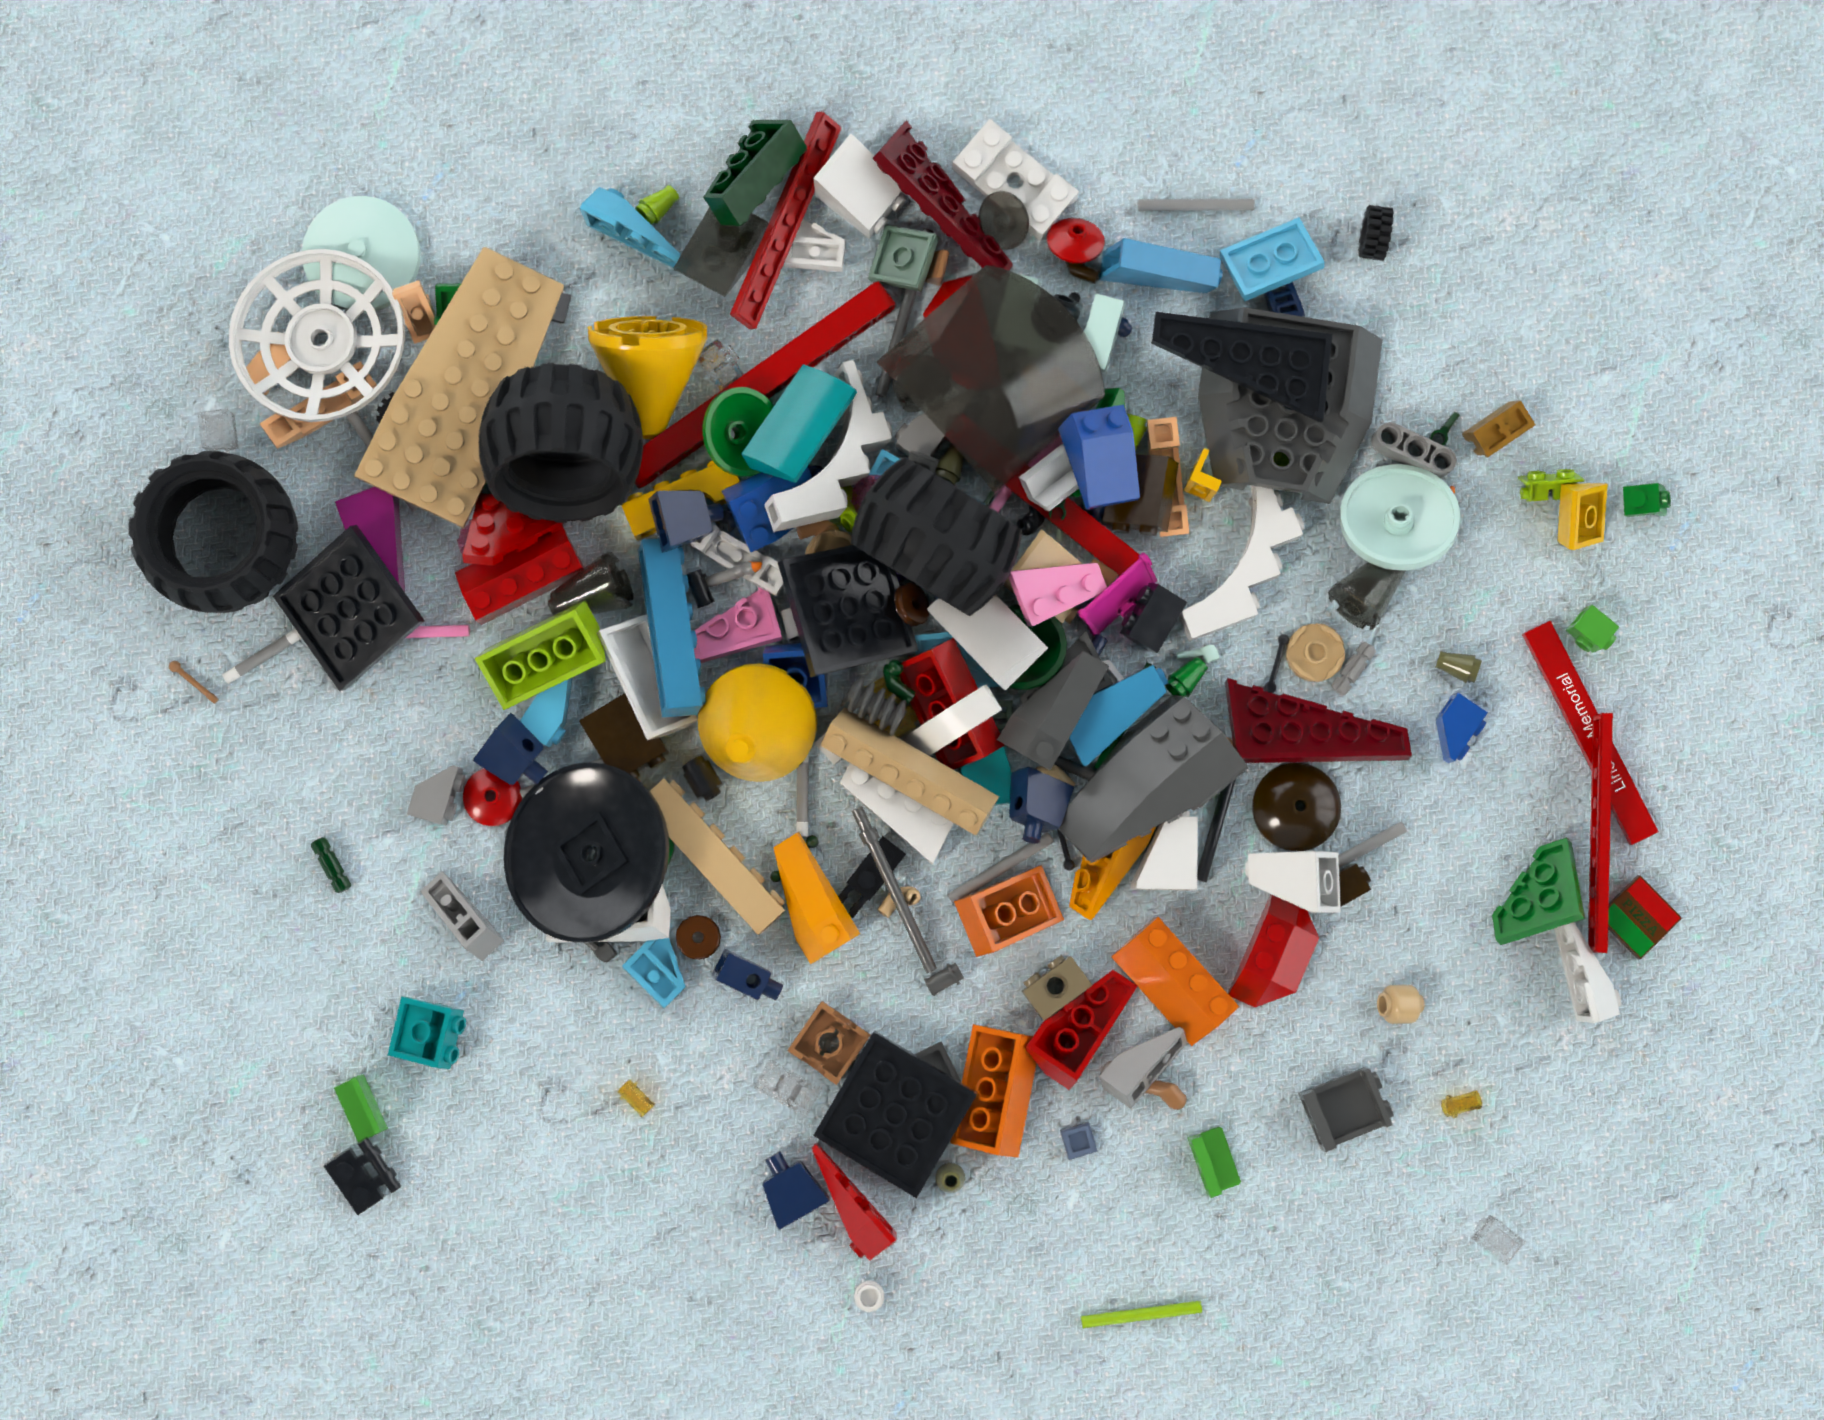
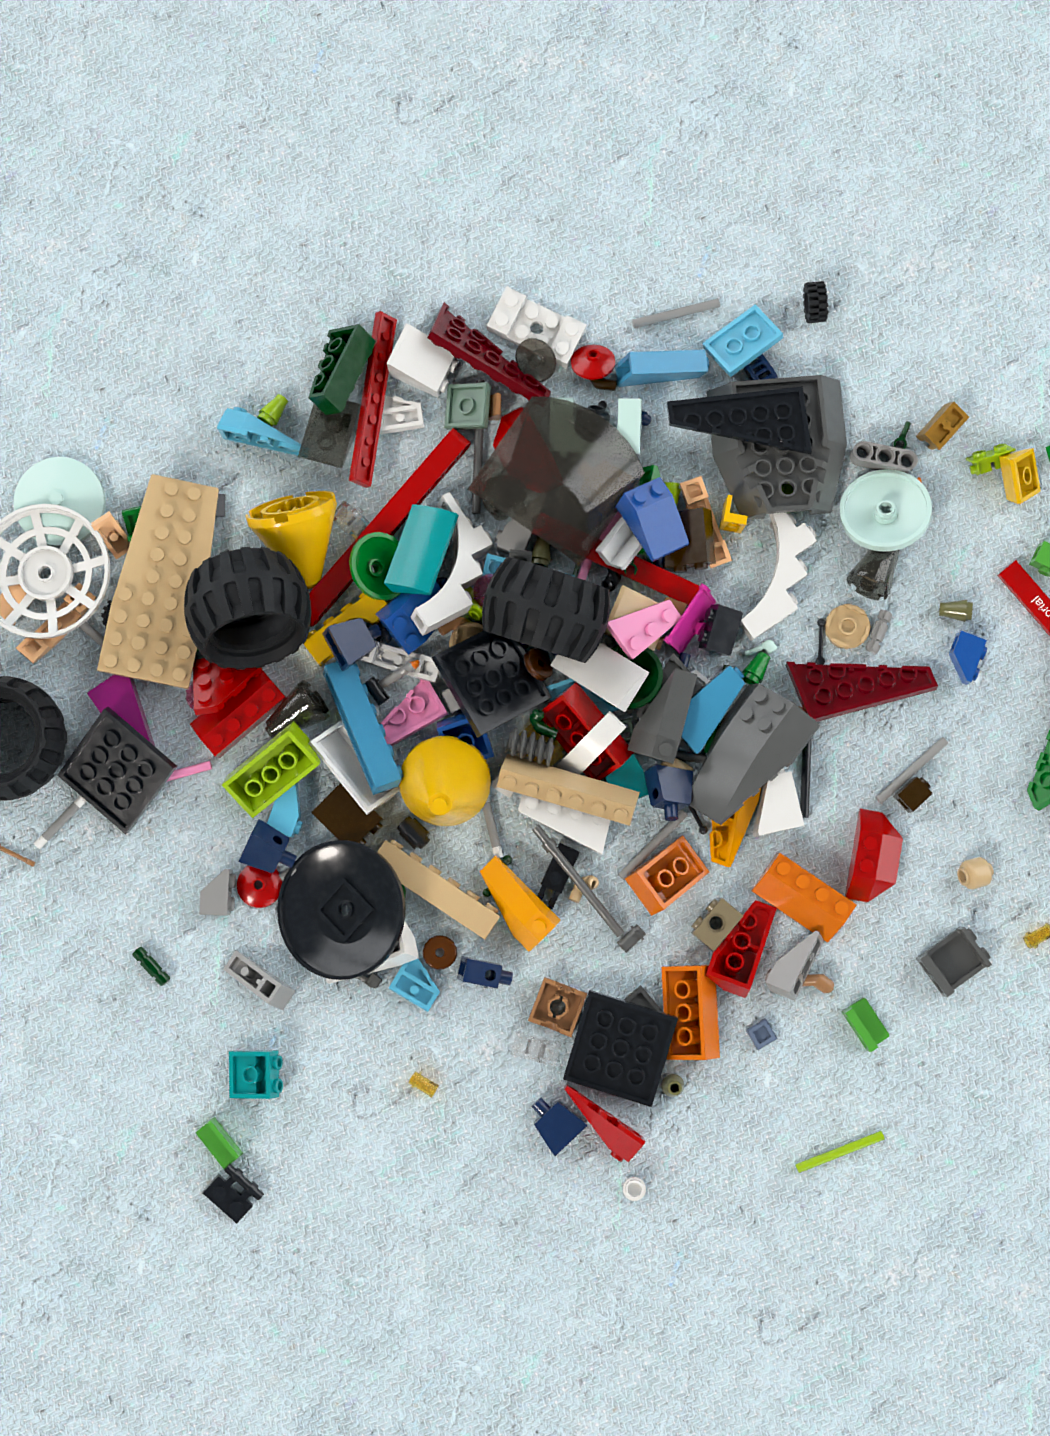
camera: 10 degrees left, 0 degrees up
(1276, 812) = (846, 748): dark brown dish -> none
(1300, 878) = (877, 798): white slope -> none

